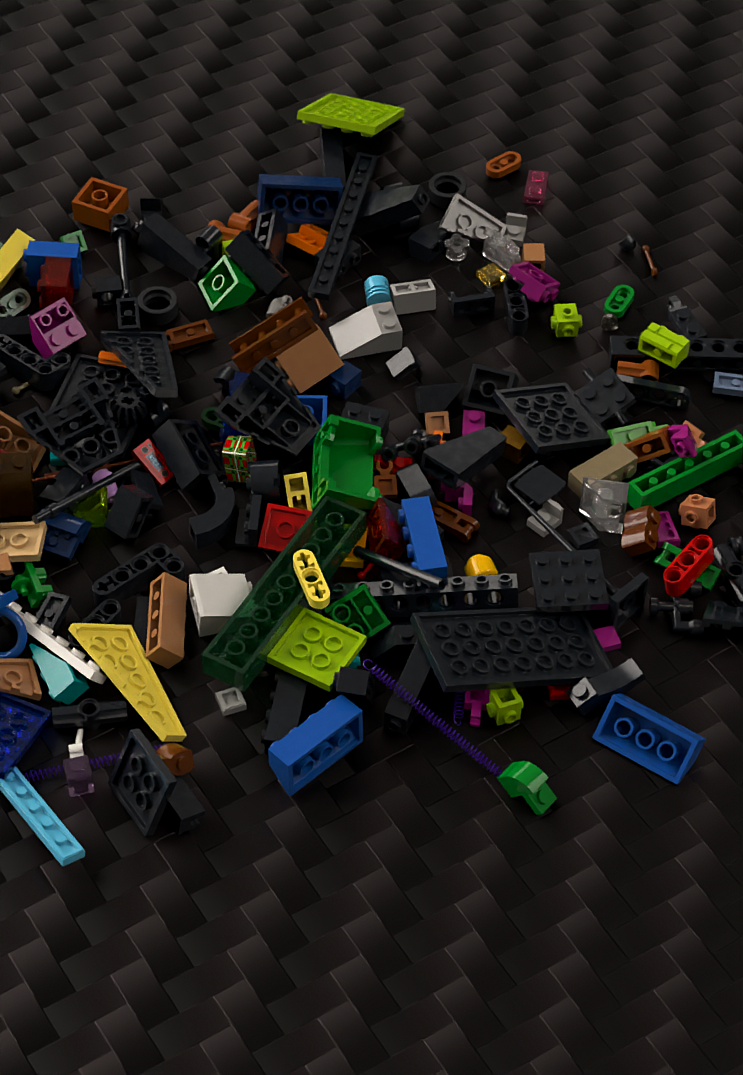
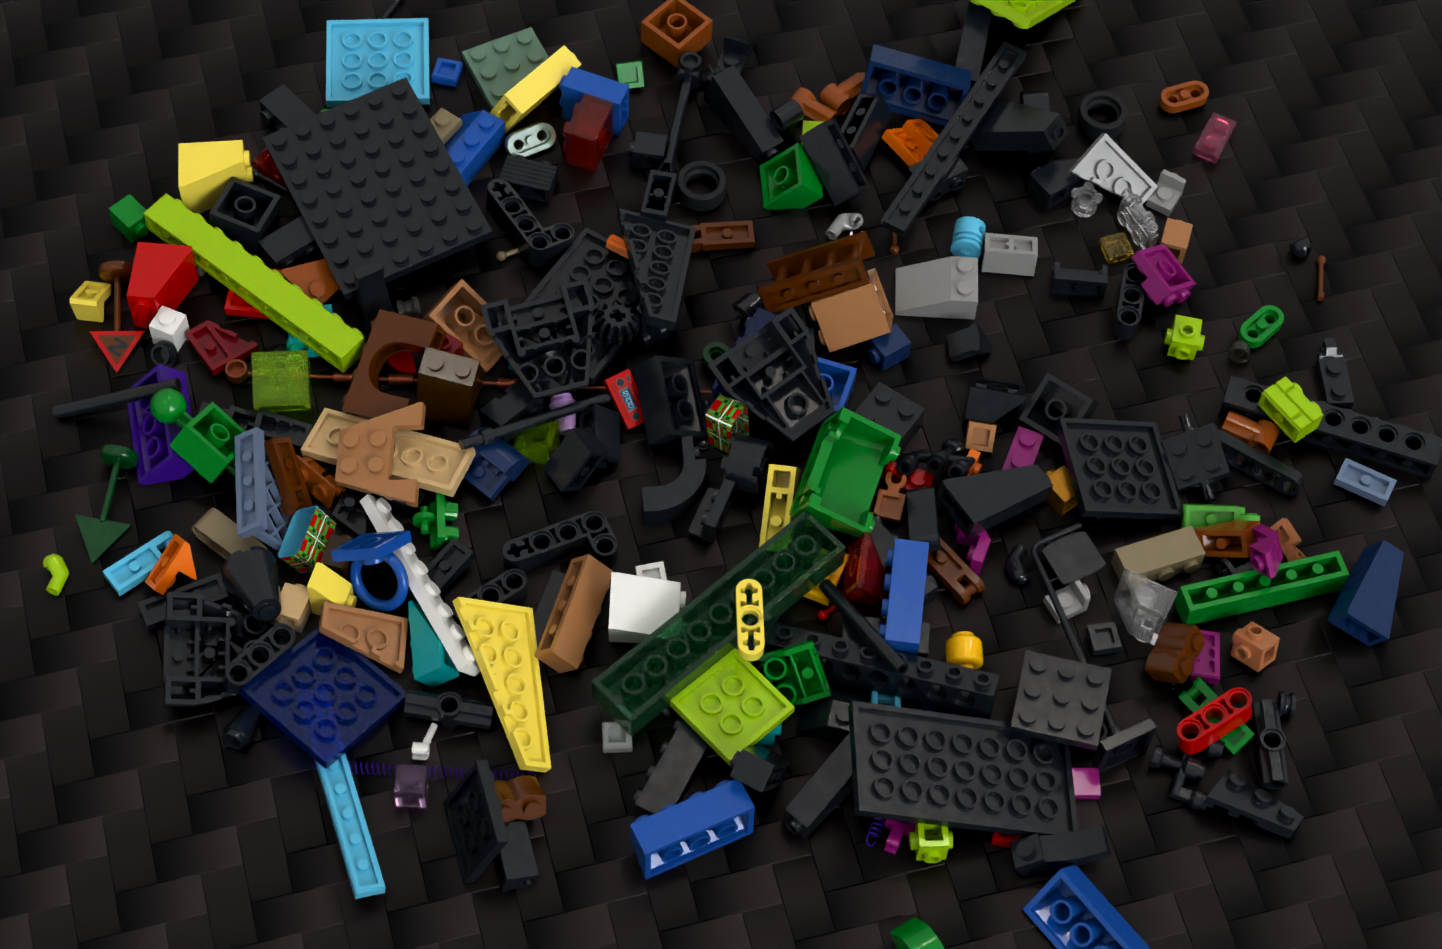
camera: 15 degrees right, 10 degrees up
(55, 328) = (568, 190): magenta slope -> none
(280, 526) = (748, 528): red plate -> none
(434, 719) = (845, 839): dark purple piece -> none

